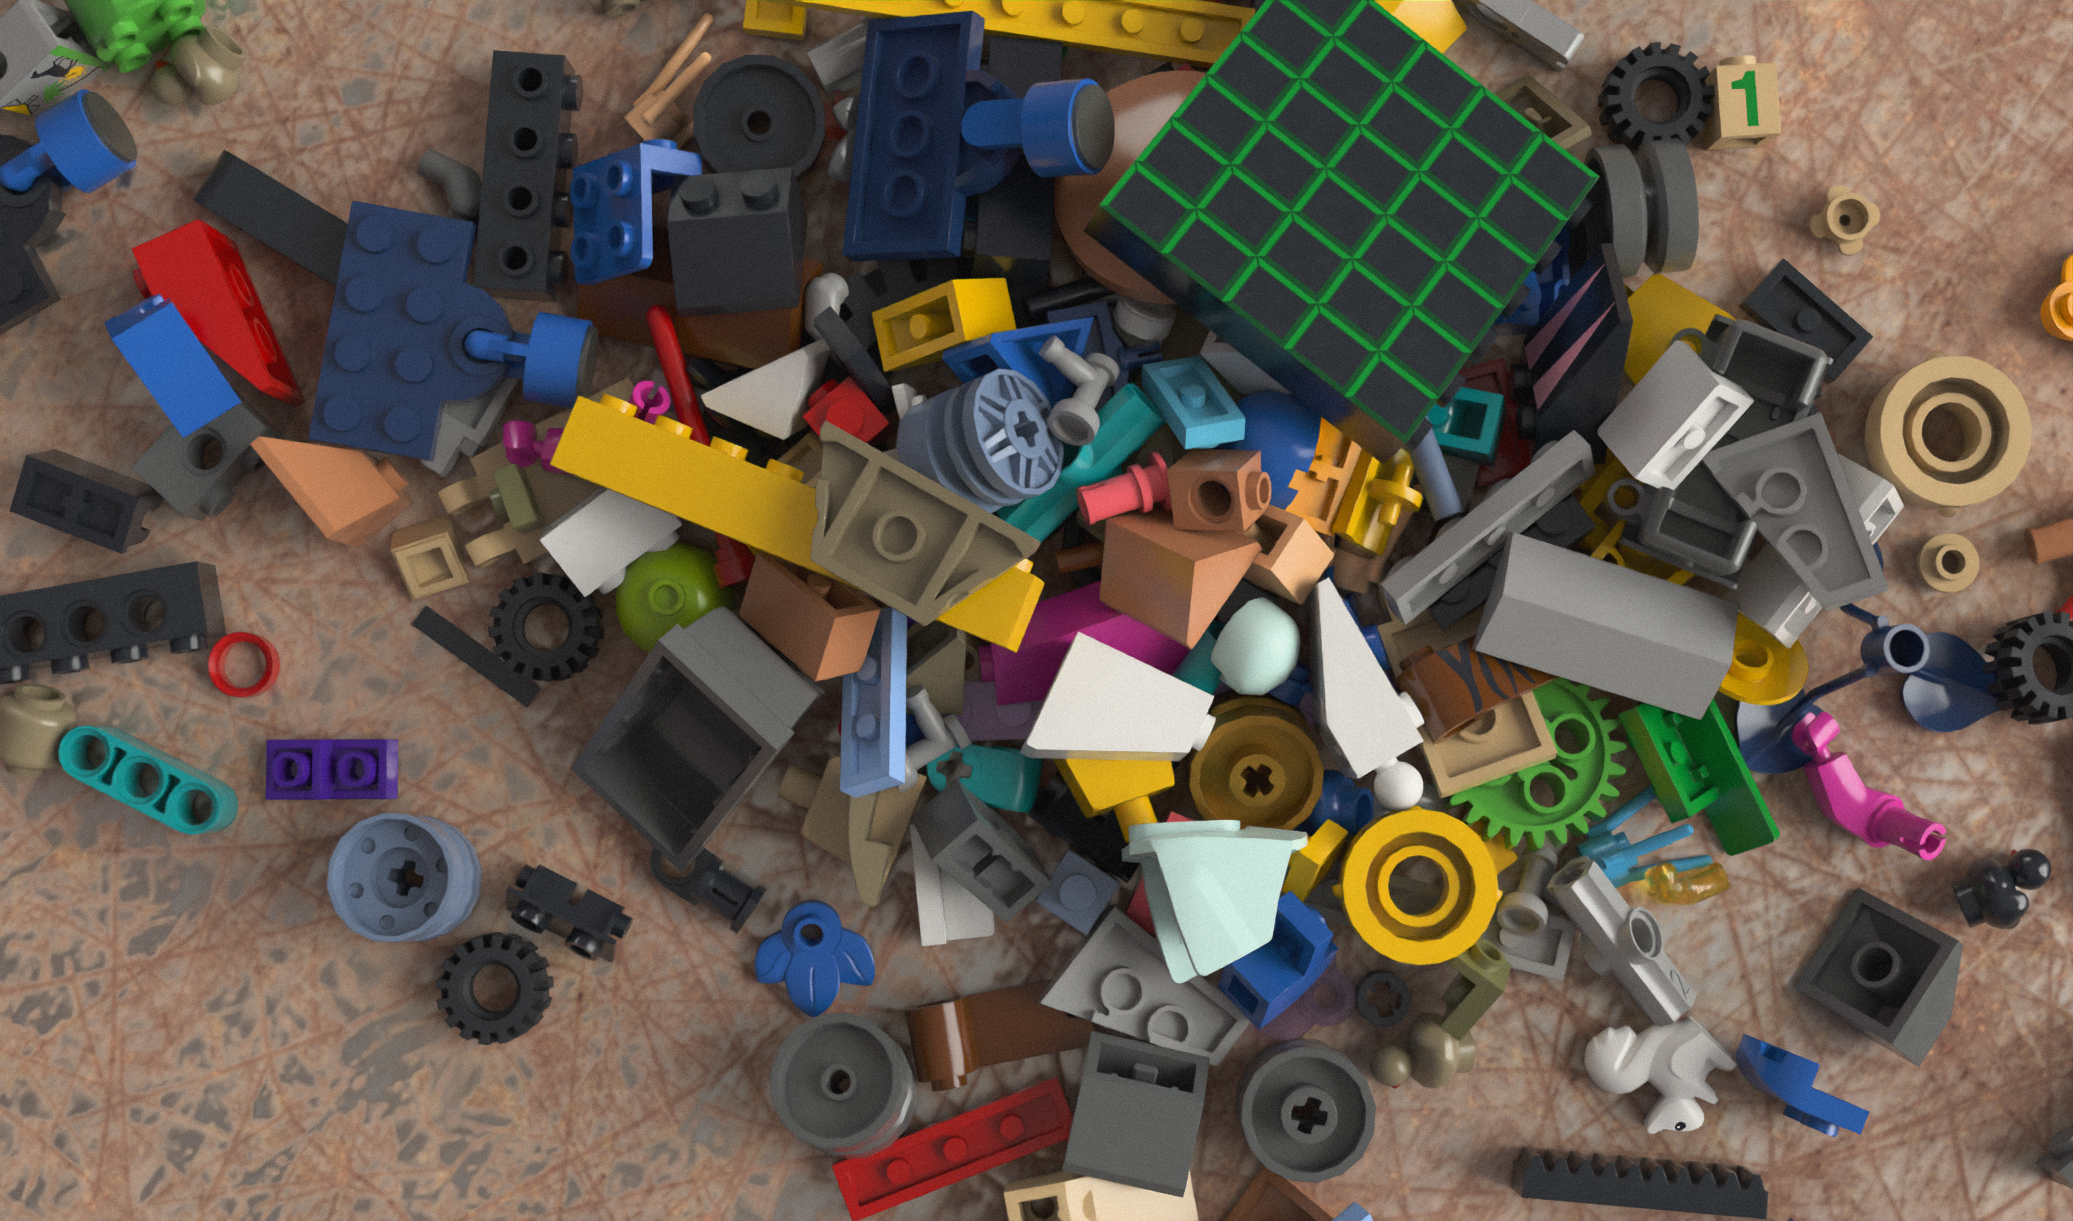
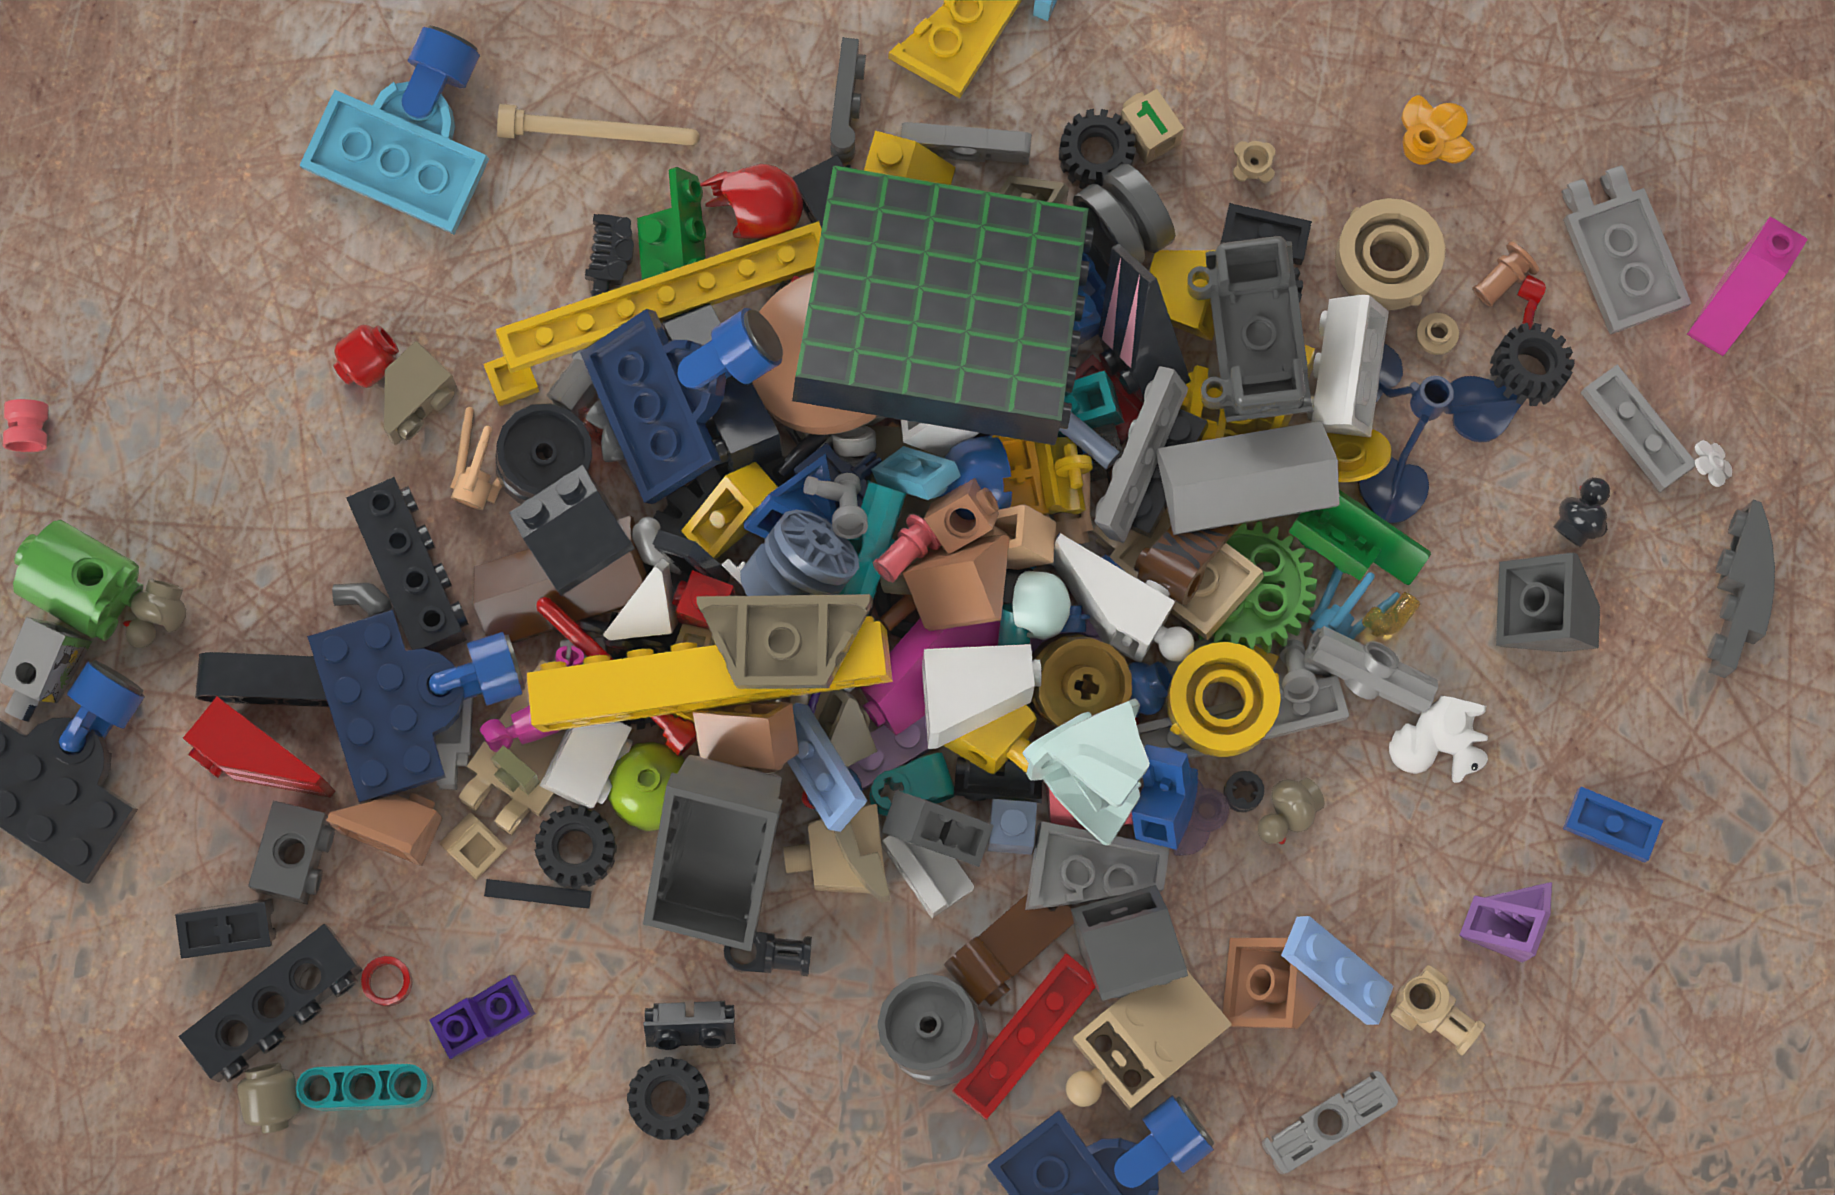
camera: 35 degrees left, 10 degrees down
(172, 363) = (248, 797): blue hinge -> none
(371, 884) = (551, 1039): sand blue wheel -> none
(616, 207) = (483, 552): blue bracket -> none
(814, 965) = (869, 971): blue plate -> none
(939, 735) = (871, 771): light grey piece -> none
(1314, 861) = (1151, 718): yellow plate -> none
(1327, 1138) = (1252, 866): dark grey wheel -> none
(1475, 988) = (1297, 754): olive bracket -> none
(1641, 1185) = (1470, 818): black gear -> none
(1673, 418) = (1214, 326): white panel -> none
(1791, 1081) = (1523, 702): blue slope -> none
(1803, 508) = (1324, 337): light grey wing -> none
(1858, 809) = (1468, 512): dark pink arm -> none

